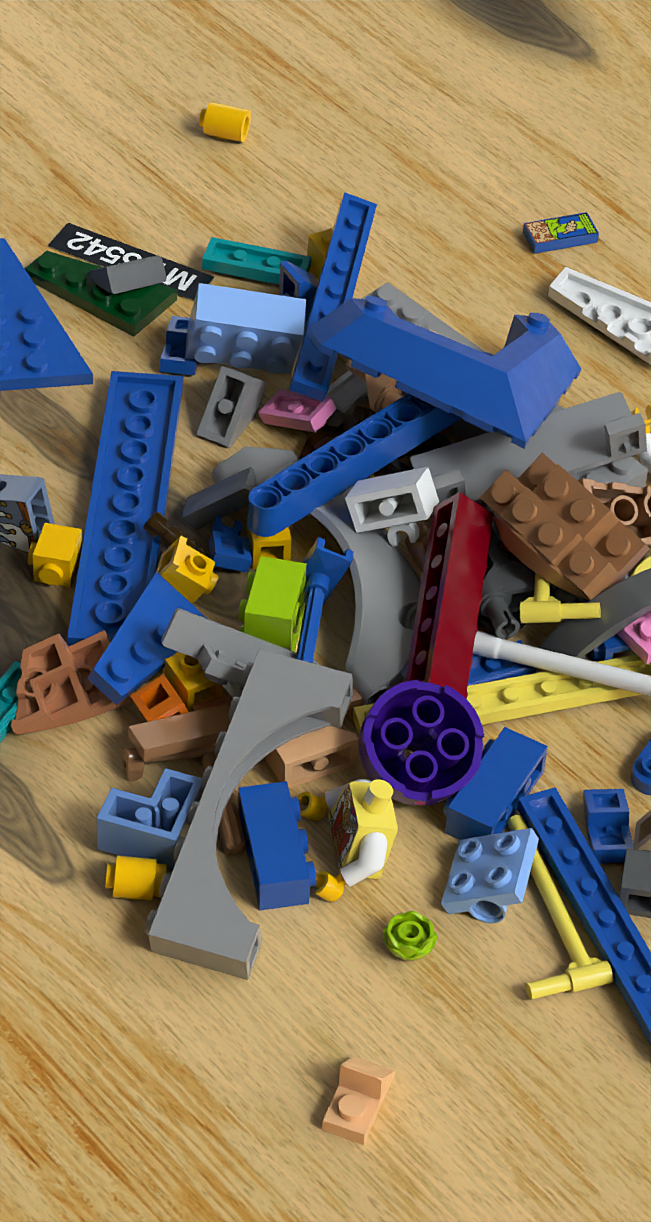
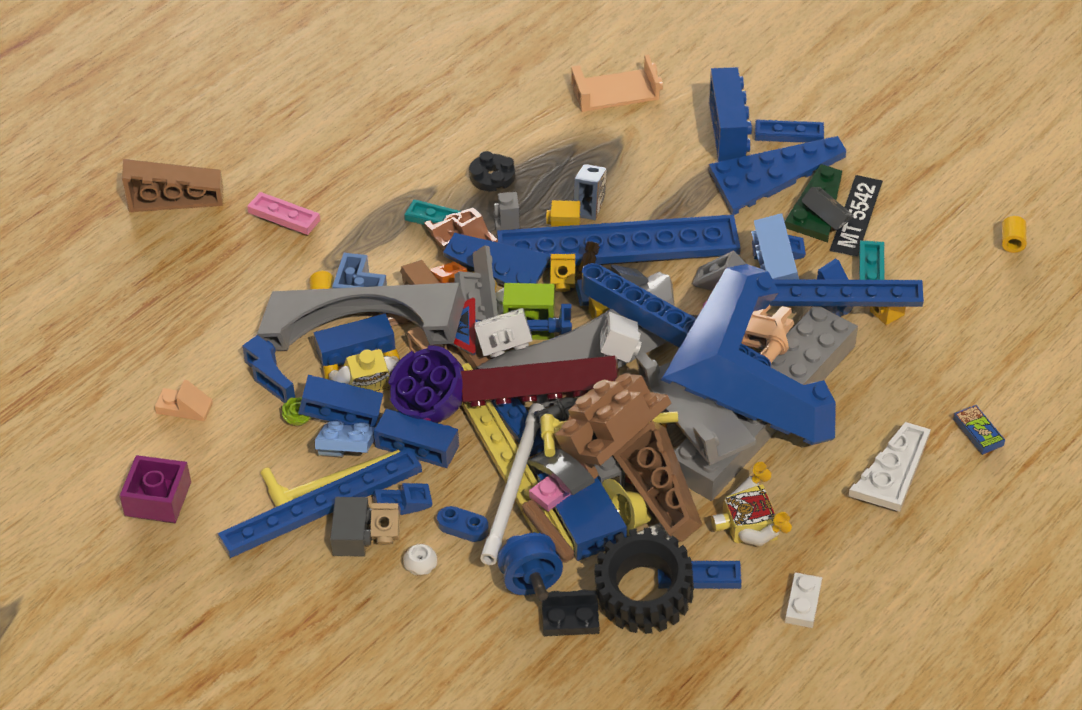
camera: 85 degrees right, 0 degrees up
(25, 618) = (507, 211): none -> light grey brick
(312, 967) = (261, 357): none -> blue slope
(336, 631) = (503, 333): none -> white brick
(418, 867) = (339, 402): none -> blue brick
(567, 1129) = (155, 488): none -> magenta brick

